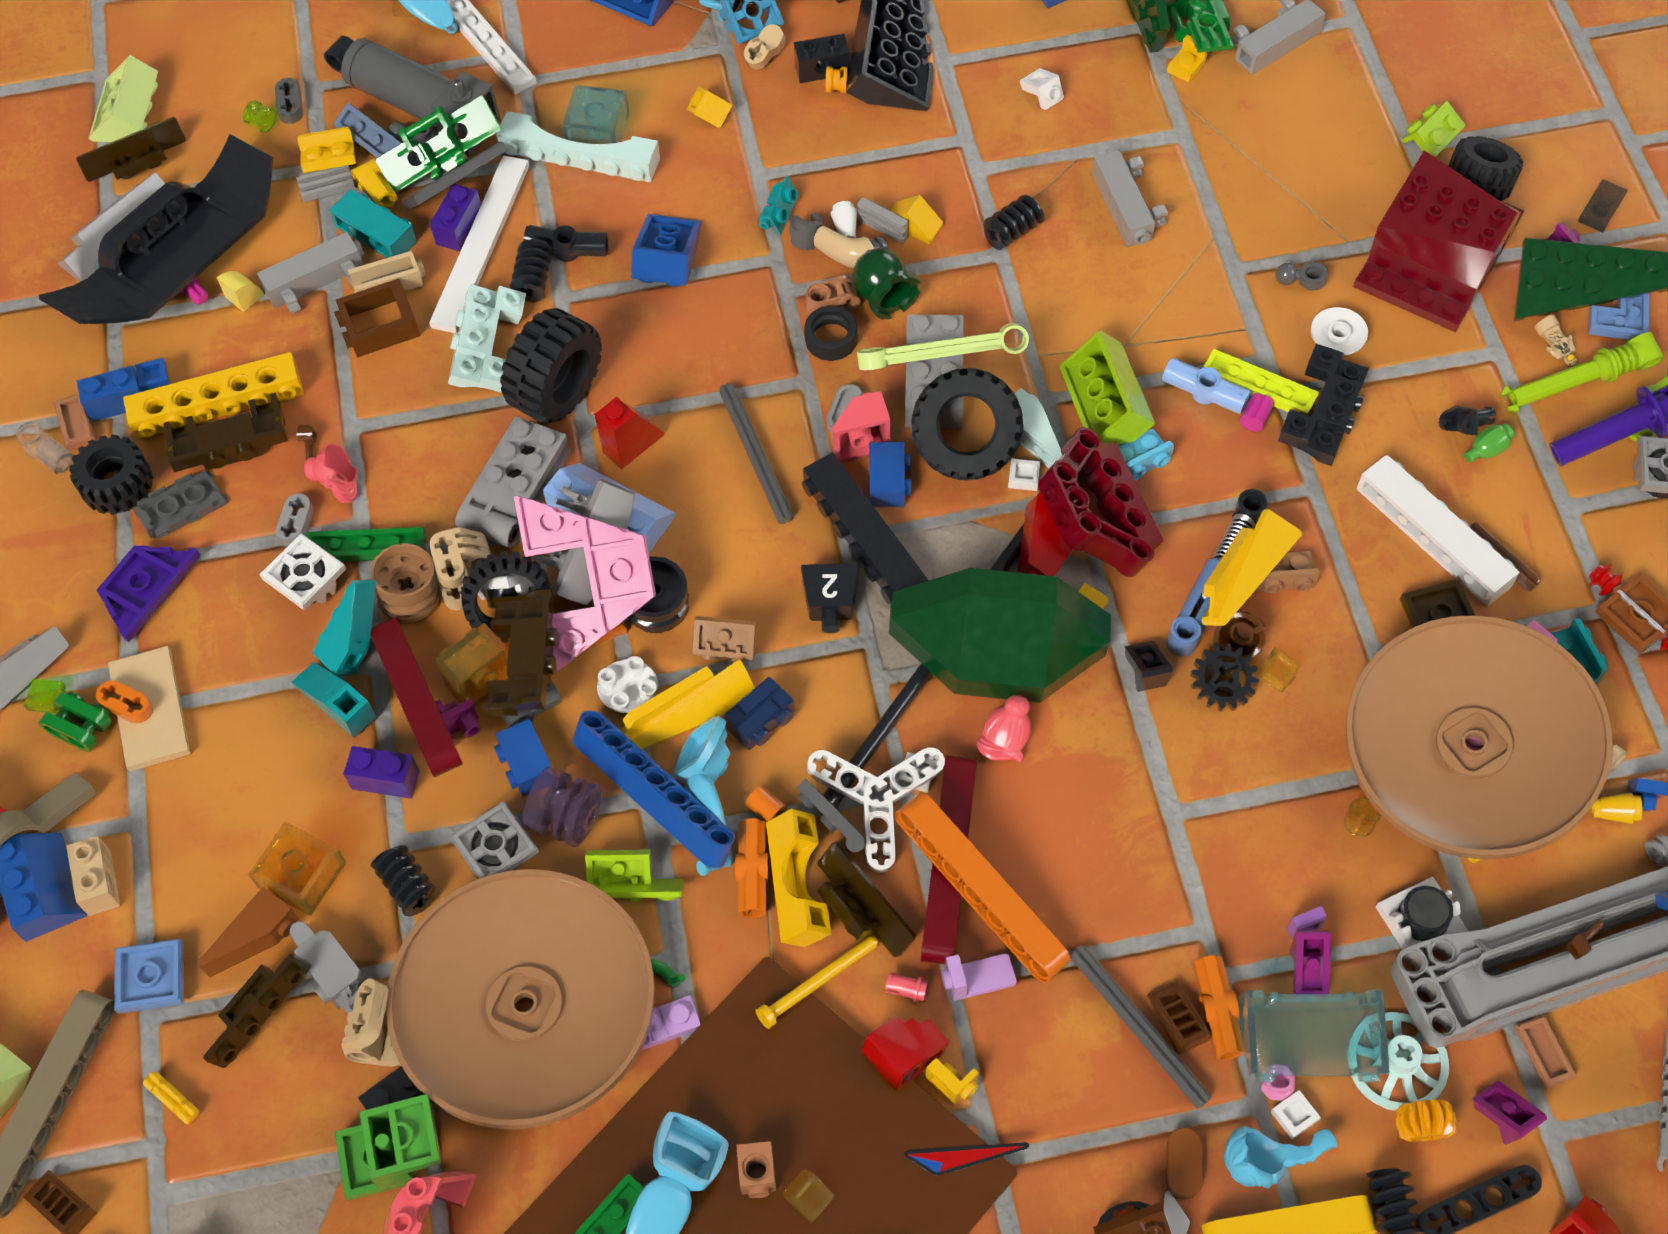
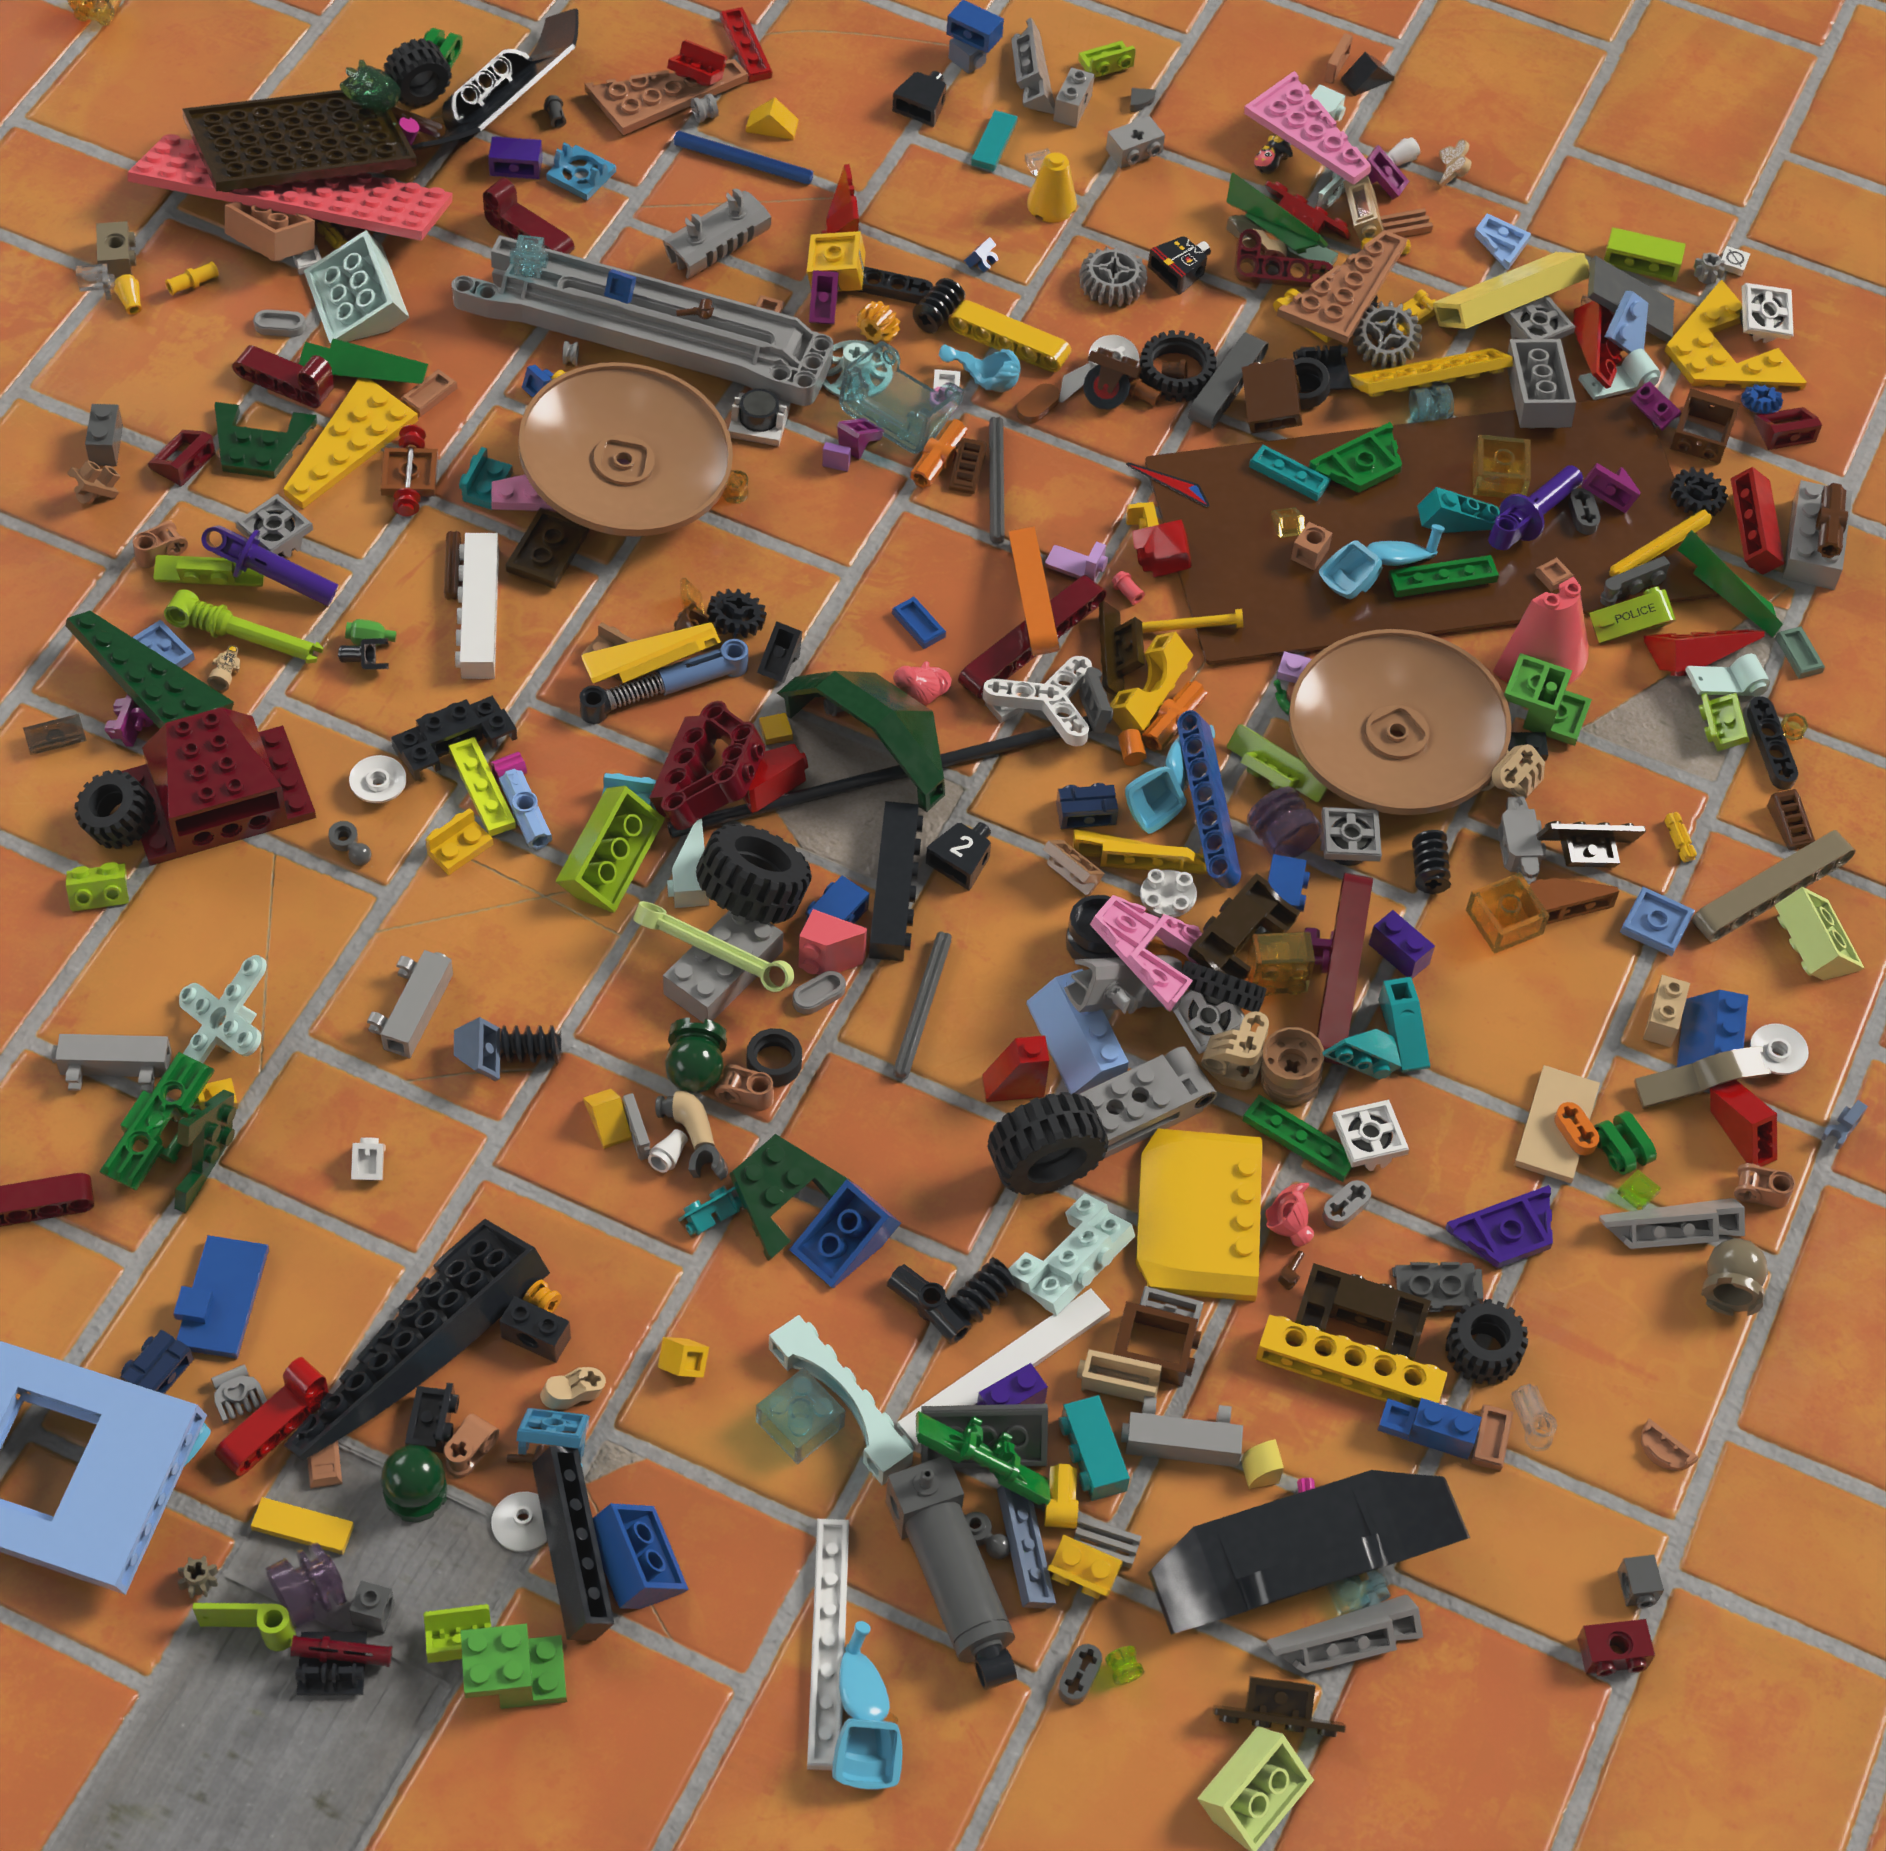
camera: 150 degrees left, 5 degrees down
(386, 360) = (1172, 1299): none -> light grey tile
(410, 439) = (1200, 1214): none -> yellow slope
(746, 245) = (772, 1179): none -> dark green wing
(1042, 186) = (479, 1047): none -> sand blue slope
(1066, 802) = (919, 622): none -> blue tile
(1227, 330) = (457, 842): none -> yellow bracket
(1229, 81) = (236, 1028): none -> light aqua piece
(1544, 1168) = (839, 254): none -> yellow container

